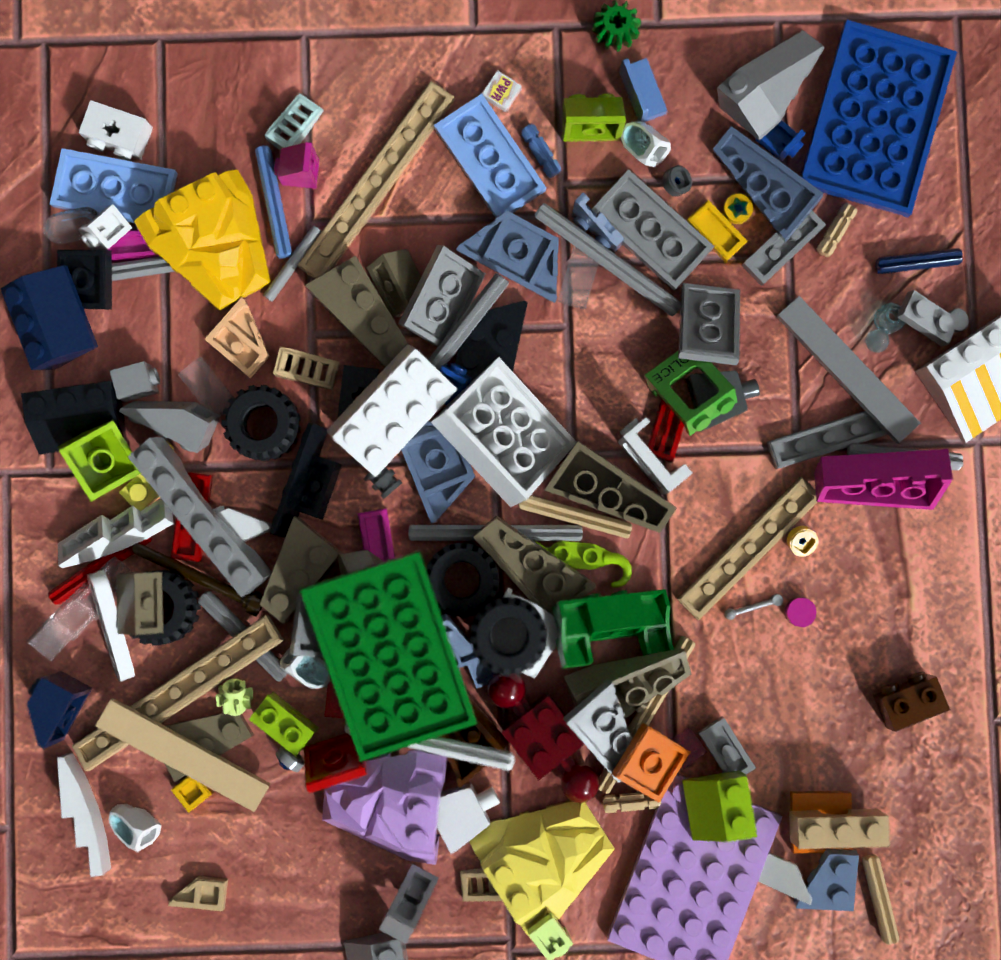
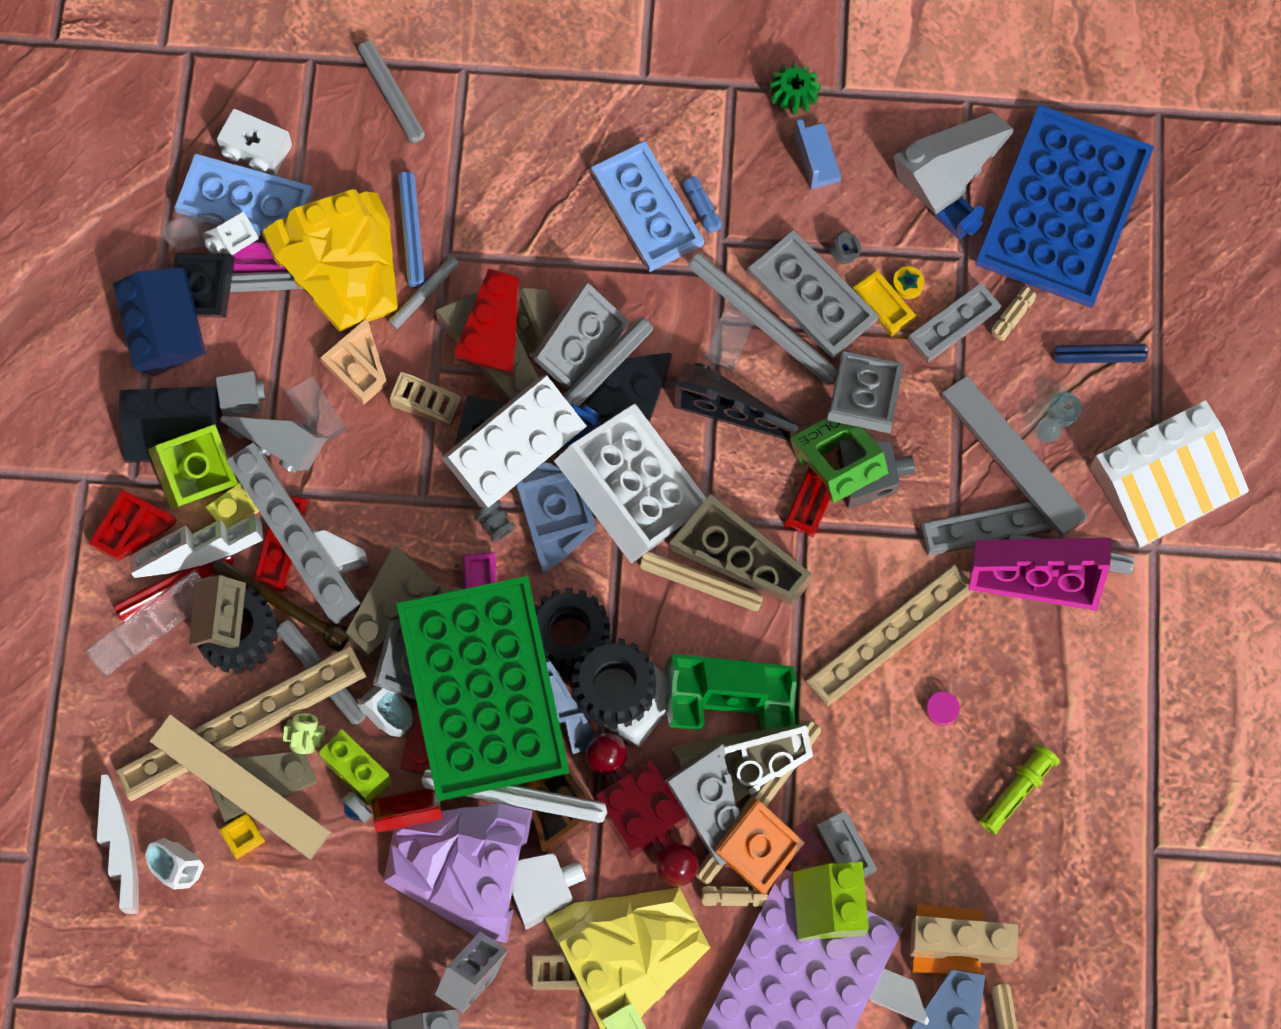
camera: 10 degrees right, 15 degrees down
(51, 518) = (129, 526): none -> red wing
(54, 706) = (109, 719): dark blue slope -> none
(107, 616) = (178, 631): white beam -> none
(202, 893) = (238, 950): tan tile -> none
(238, 65) = (391, 91): none -> light grey axle
(239, 412) = (364, 425): black tyre -> none
(273, 133) = (435, 175): light aqua slope -> none
(298, 166) = (442, 194): dark pink slope -> none
(308, 483) = (414, 515): black bracket -> none
(358, 300) = (491, 326): none -> red wing
(376, 181) = (524, 217): tan tile -> none
(467, 532) = (619, 590): light grey axle -> none
(501, 91) = (667, 142): tile -> none
(517, 252) = (668, 301): sand blue wing -> none
(532, 567) = (644, 620): dark tan wing -> none
(574, 341) = (716, 397): none -> black wedge
(590, 557) = (701, 624): lime piece -> none
(593, 118) = (760, 177): lime slope -> none
(596, 224) = (753, 280): sand blue wing -> none
(645, 143) = (814, 206): white rock -> none
(647, 461) = (796, 542): white window -> none
(769, 183) = (945, 260): sand blue wing -> none
(776, 600) = (917, 695): light grey hinge -> none
(802, 541) = (950, 631): tile -> none
(881, 668) = (1028, 777): none -> lime pin
(911, 701) = (1057, 814): reddish brown brick -> none
(931, 319) = (1109, 412): light grey hinge -> none

